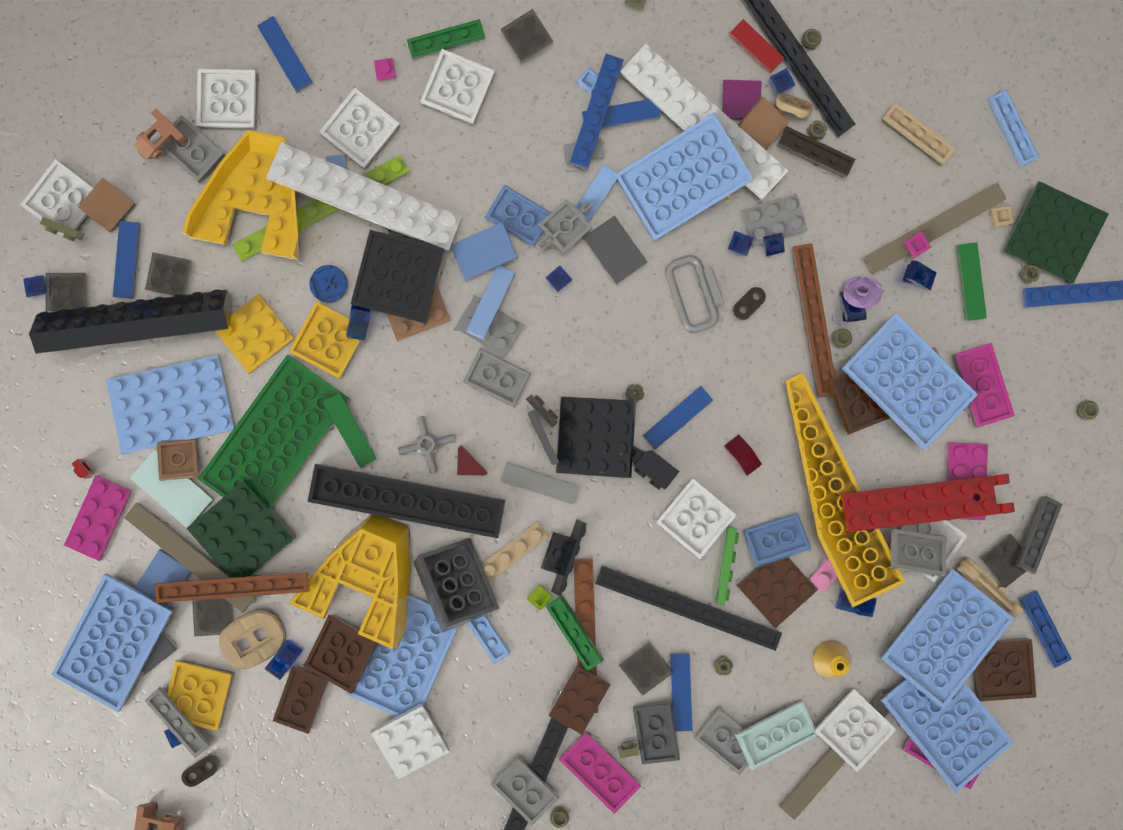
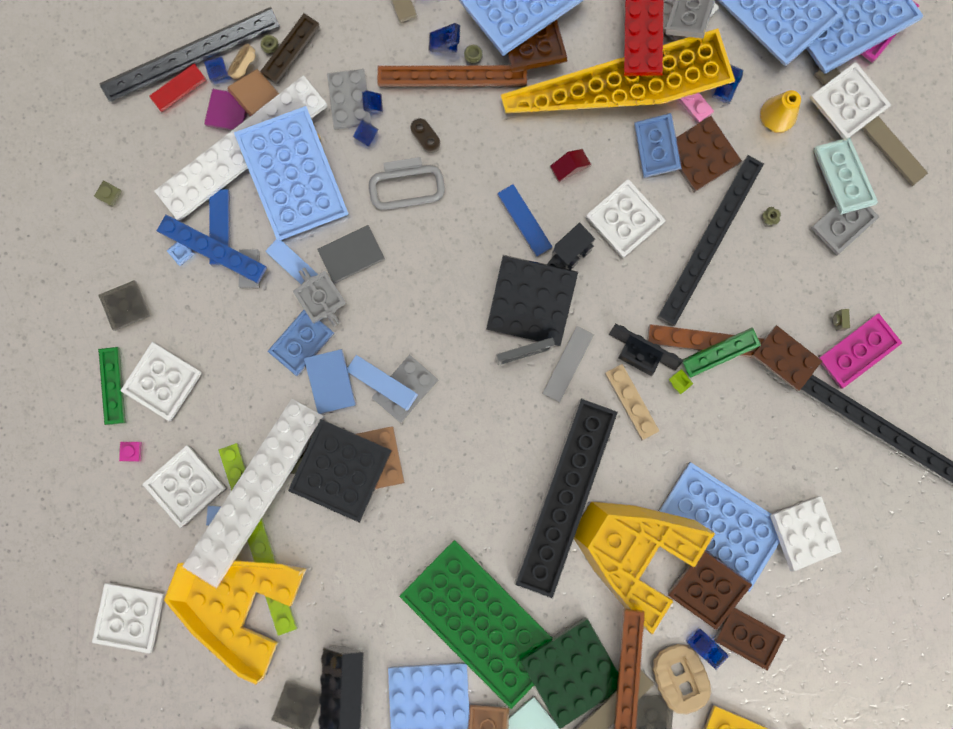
camera: 85 degrees left, 5 degrees down
(166, 129) = (147, 684): nougat tile -> none
(197, 154) = (172, 663): light grey plate -> none
(255, 334) = (373, 626): yellow plate -> none
(284, 54) = (94, 550): blue tile -> none
(324, 341) = (391, 552): yellow plate -> none
(328, 284) = (335, 543): blue tile -> none
(349, 429) = (485, 544): green tile -> none
(358, 323) = (379, 518): clear blue slope -> none
(423, 450) = (518, 474): light grey bar -> none
(455, 584) = (657, 462): dark grey slope -> none
(468, 464) = (539, 431): dark red slope -> none
(489, 638) = (700, 444): light blue tile -> none
(496, 377) = (457, 389): light grey tile -> none
(524, 790) = (869, 426): light grey tile -> none
(537, 403) = (503, 343): clear smoke plate -> none
(558, 278) = (370, 312): clear blue plate -> none
(559, 817) = (898, 397): olive plate -> none
(638, 388) = (489, 258): olive plate -> none
(646, 668) = (764, 289): clear smoke plate -> none
(656, 733) = (828, 289): dark grey tile -> none
(681, 691) = (791, 260): blue tile -> none
(727, 558) = (681, 198): bright green plate -> none
(811, 38) = (180, 35): olive plate -> none
(862, 300) = (436, 34): lavender tile -> none

